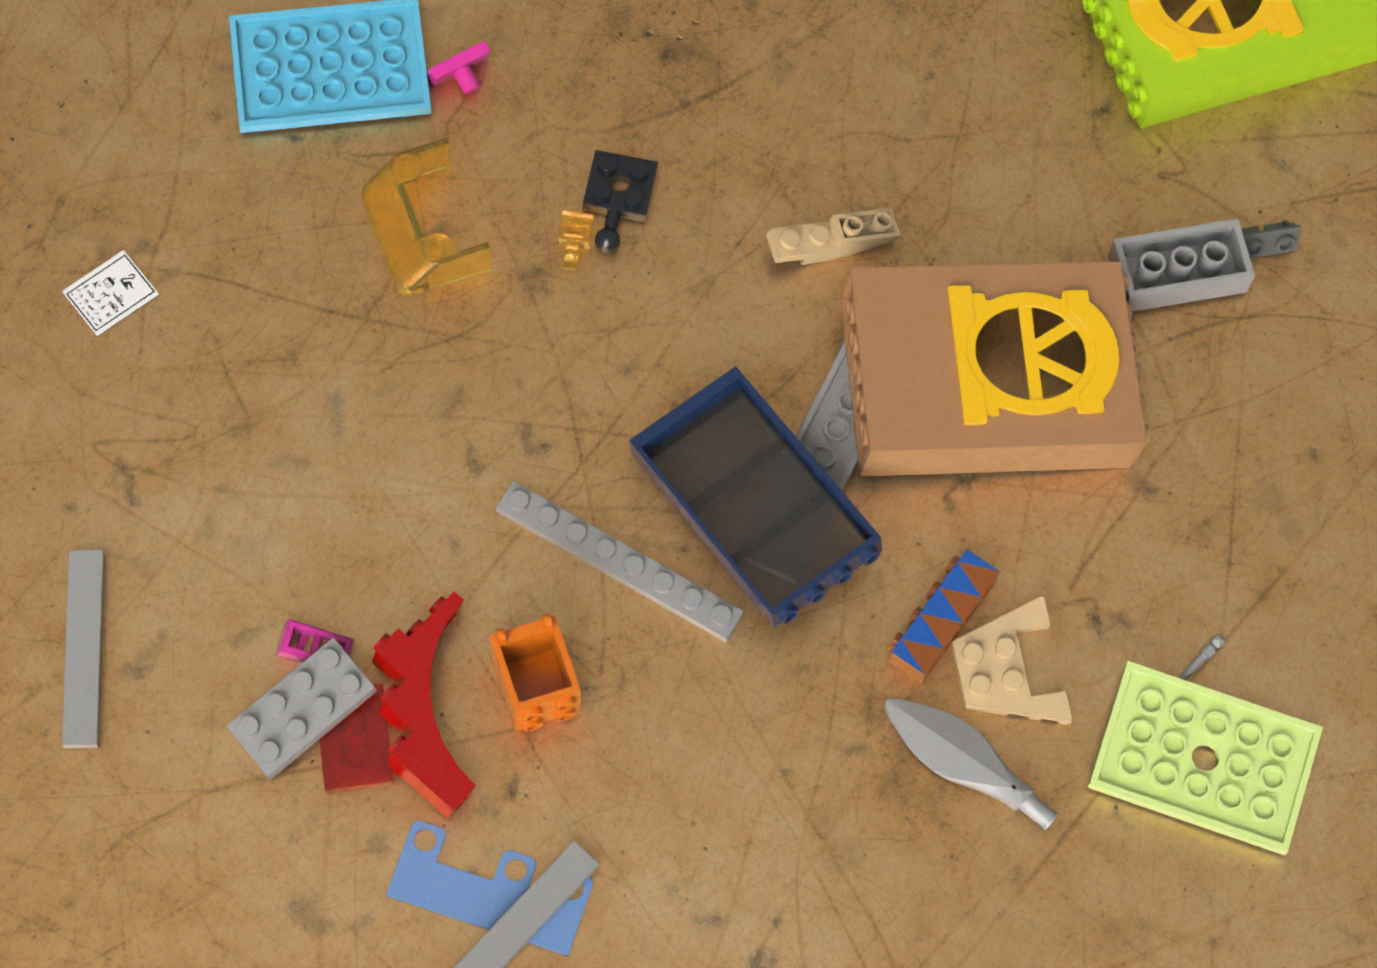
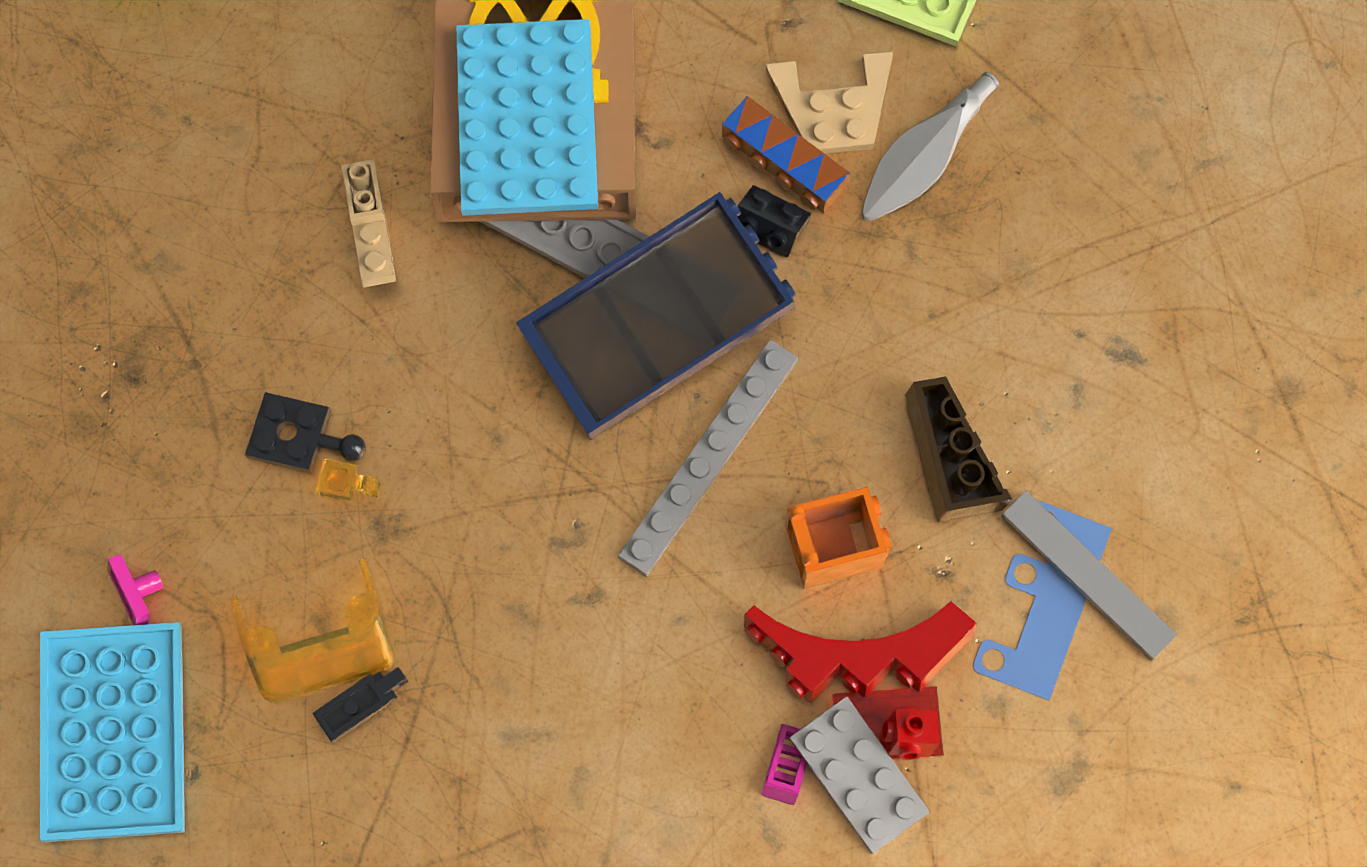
camera: 80 degrees left, 5 degrees up
(331, 758) = (911, 732): none -> red brick
(361, 265) = (359, 703): none -> black hinge
(625, 787) = (952, 456): none -> dark brown wedge
(873, 606) = (773, 219): none -> black bracket
(937, 347) = (526, 117): none -> medium azure plate

